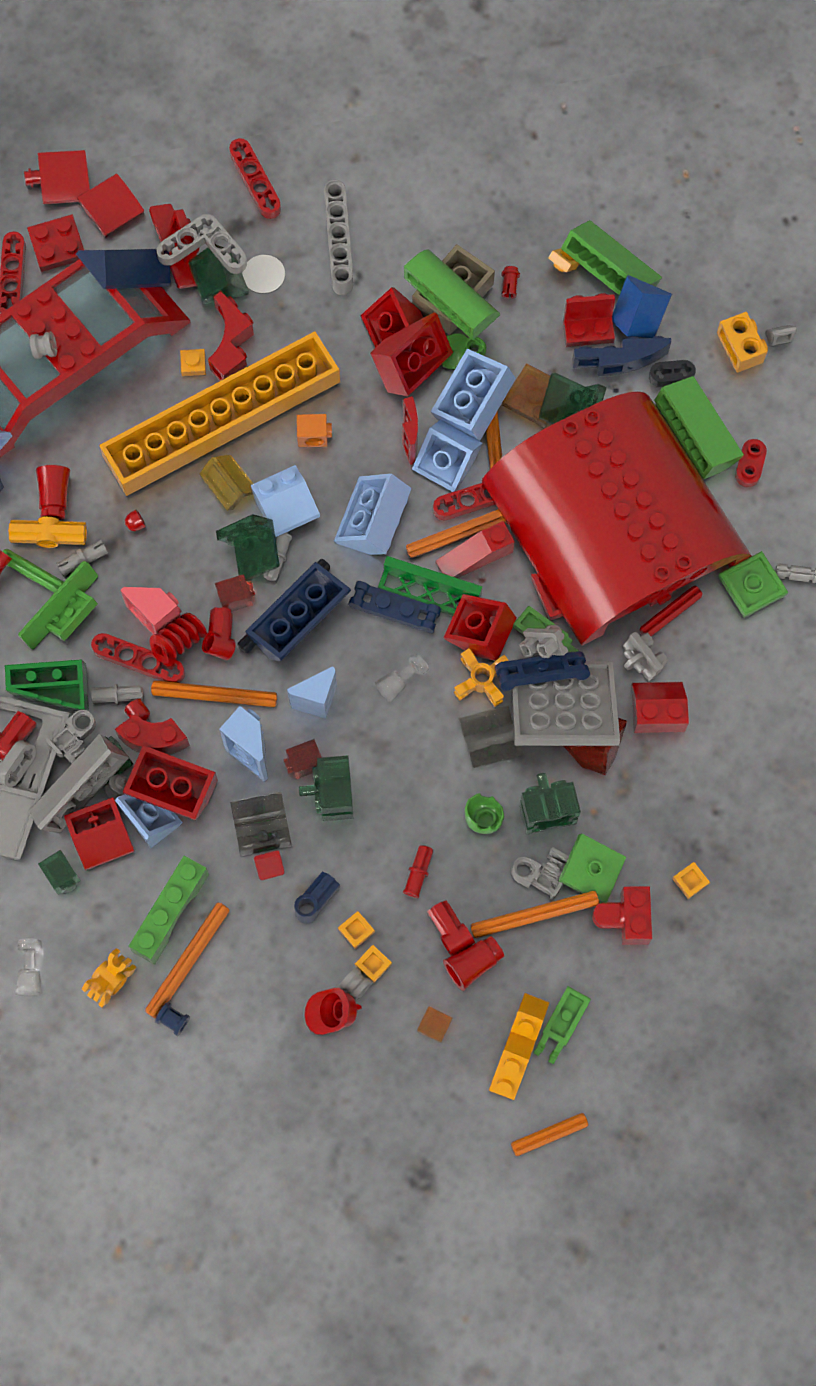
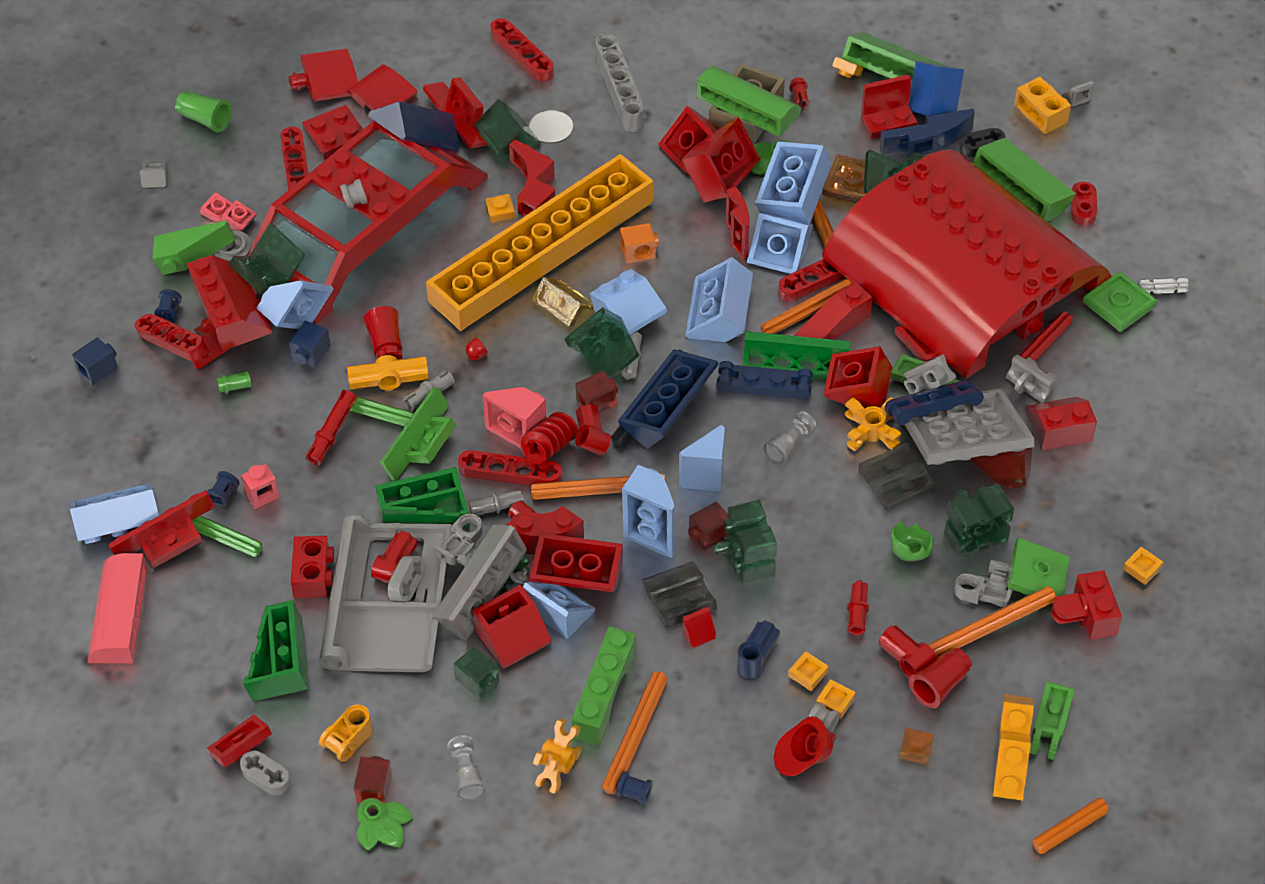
camera: 10 degrees left, 20 degrees down
(206, 237) = (491, 93): light grey beam -> none

